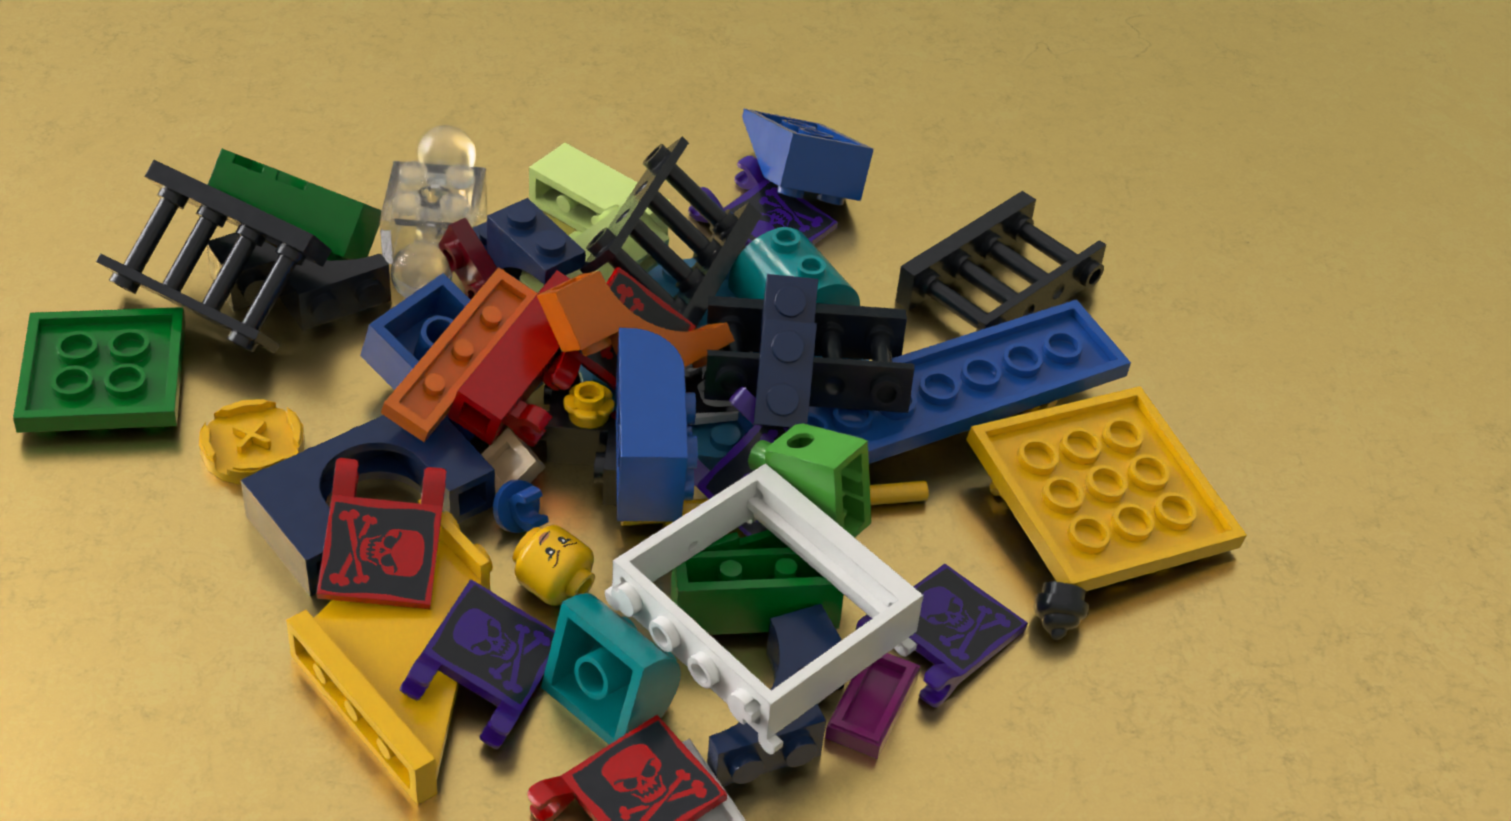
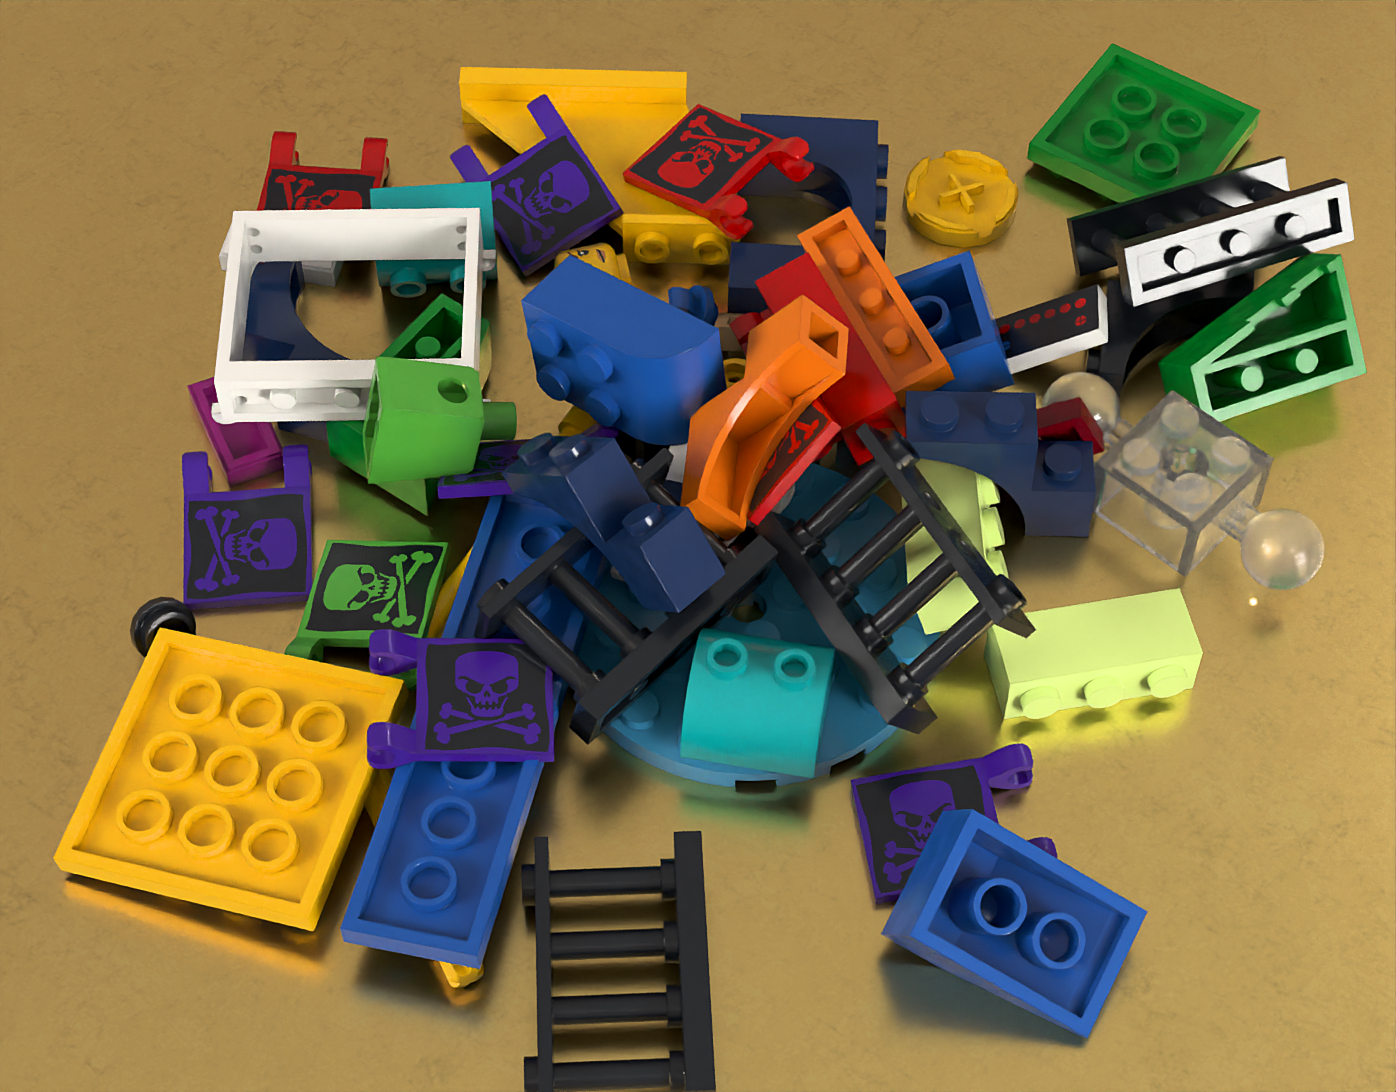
camera: 135 degrees right, 10 degrees up
(356, 301) = (1054, 328): none -> black tile
(920, 523) = (370, 589): none -> flag
(956, 382) = (471, 701): none -> flag

